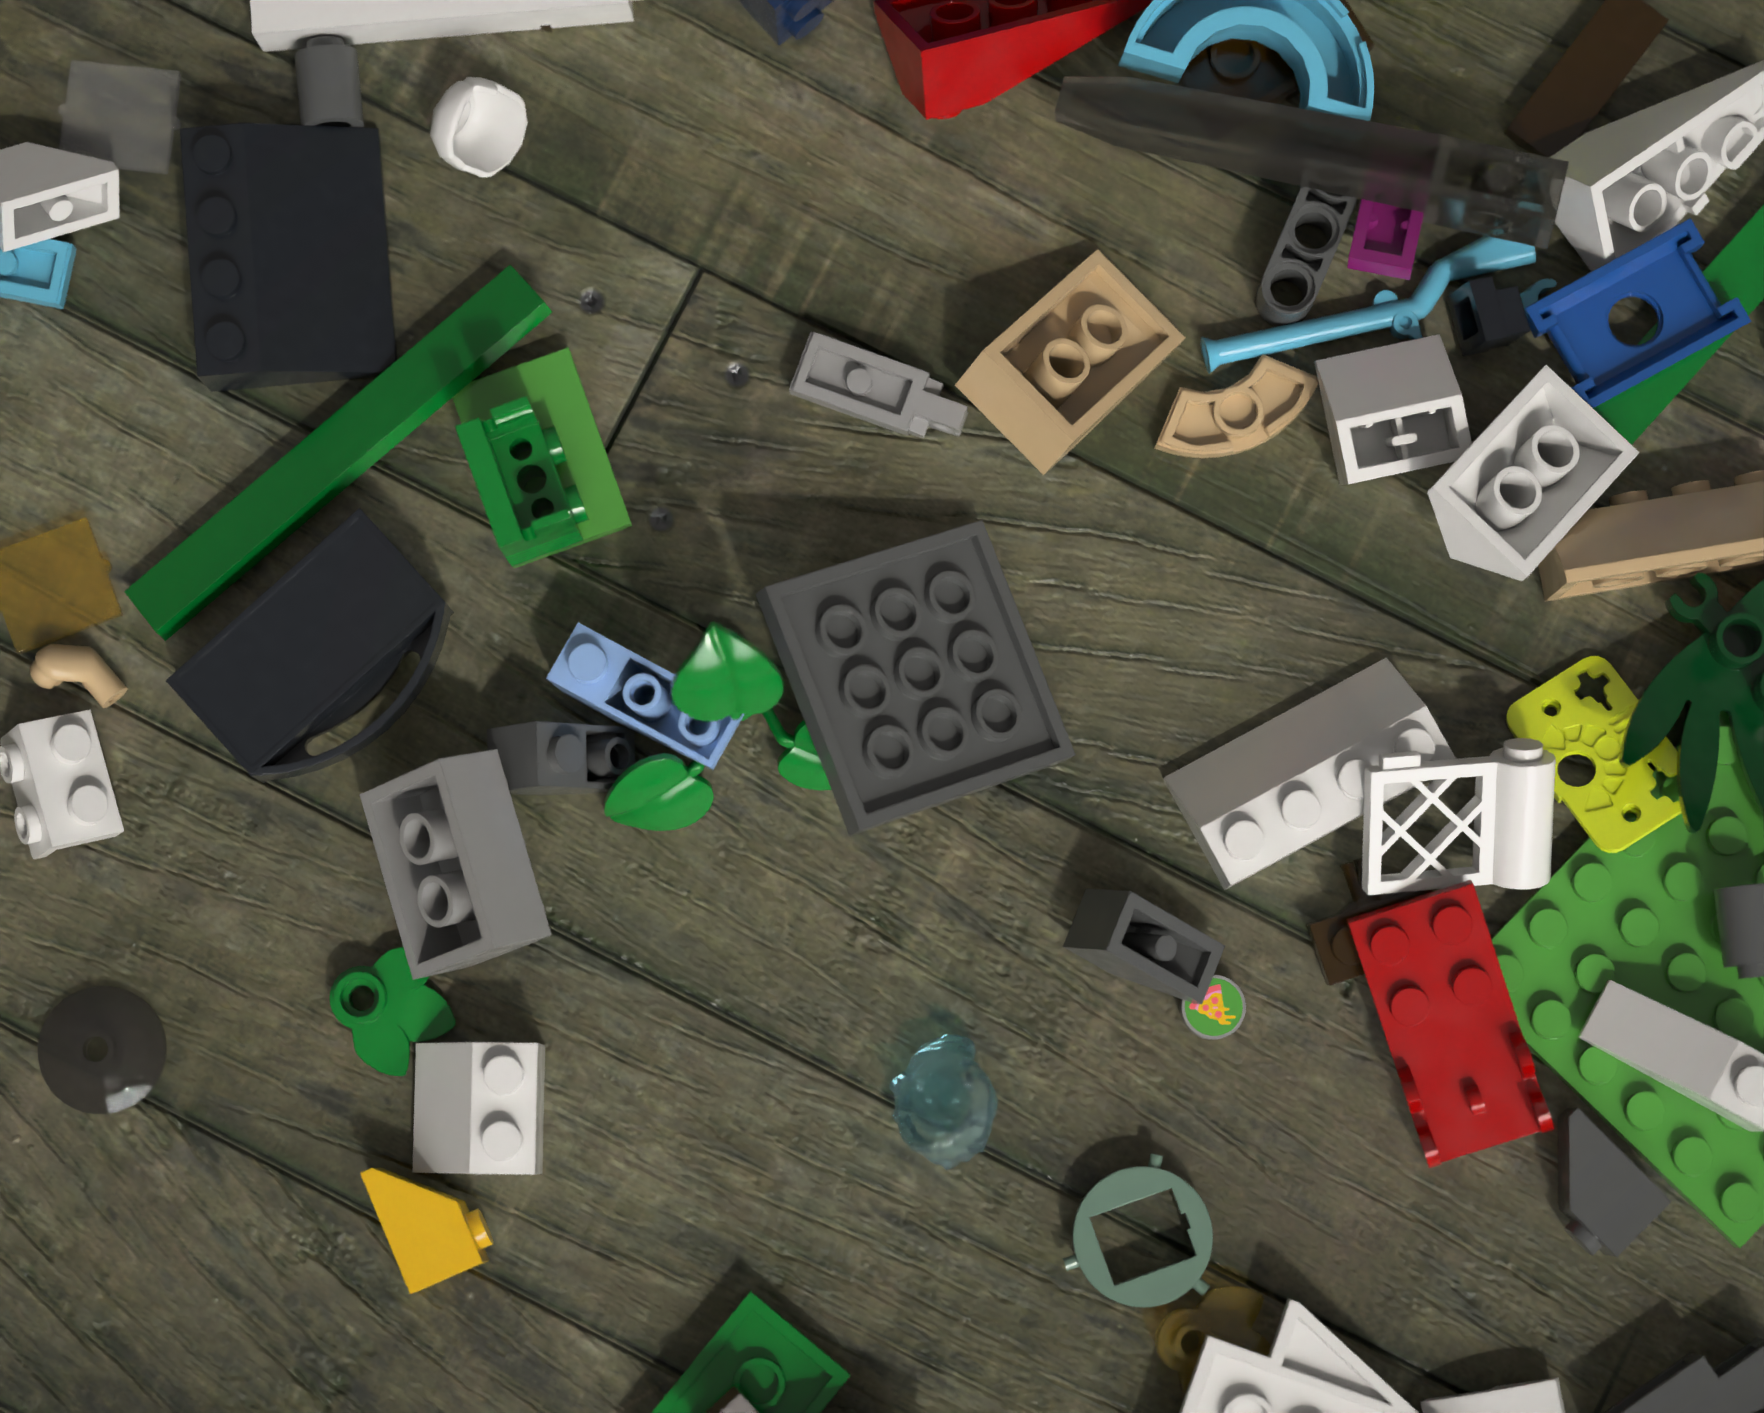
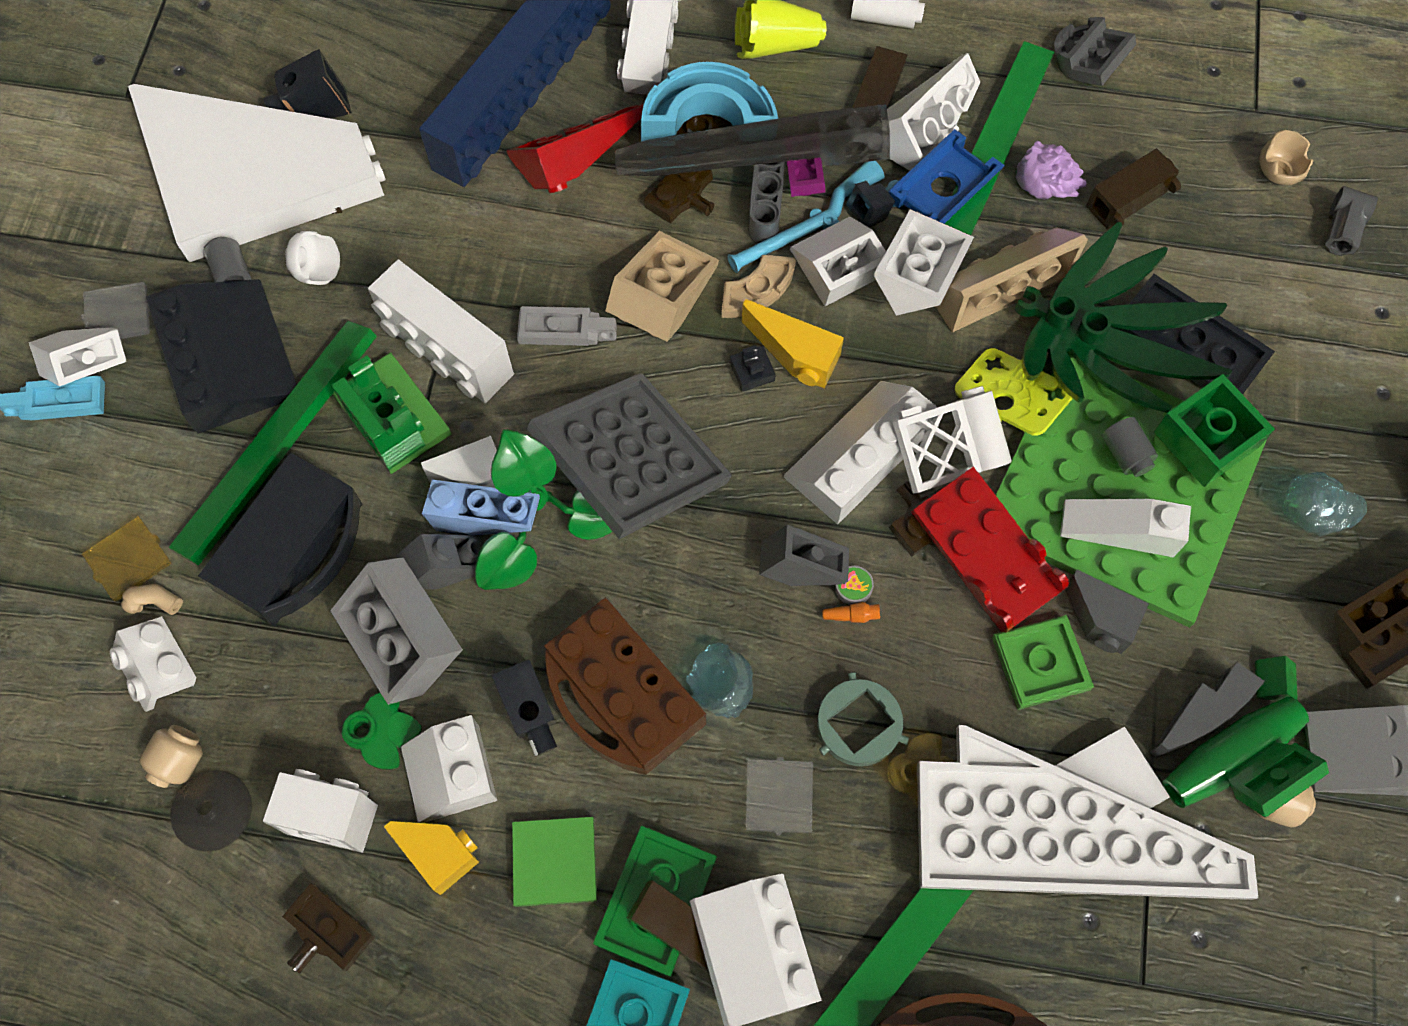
camera: 20 degrees left, 15 degrees down
(61, 950) = (171, 756): none -> tan head
(235, 1294) = (325, 930): none -> dark brown plate
(271, 1120) = (321, 811): none -> white brick
(603, 1299) = (554, 862): none -> bright green tile
(625, 1021) = (522, 689): none -> black torso
(647, 613) = (464, 465): none -> white slope
(664, 348) = (441, 332): none -> white brick
(780, 1066) = (621, 690): none -> reddish brown piece
(978, 1308) = (779, 796): none -> clear piece
(1151, 187) = (679, 193): none -> dark brown plate
(1175, 565) = (752, 368): none -> black tile
(1198, 1053) = (855, 612): none -> orange piece
(1267, 558) = (799, 346): none -> yellow slope
(1470, 1230) = (1042, 662): none -> bright green tile

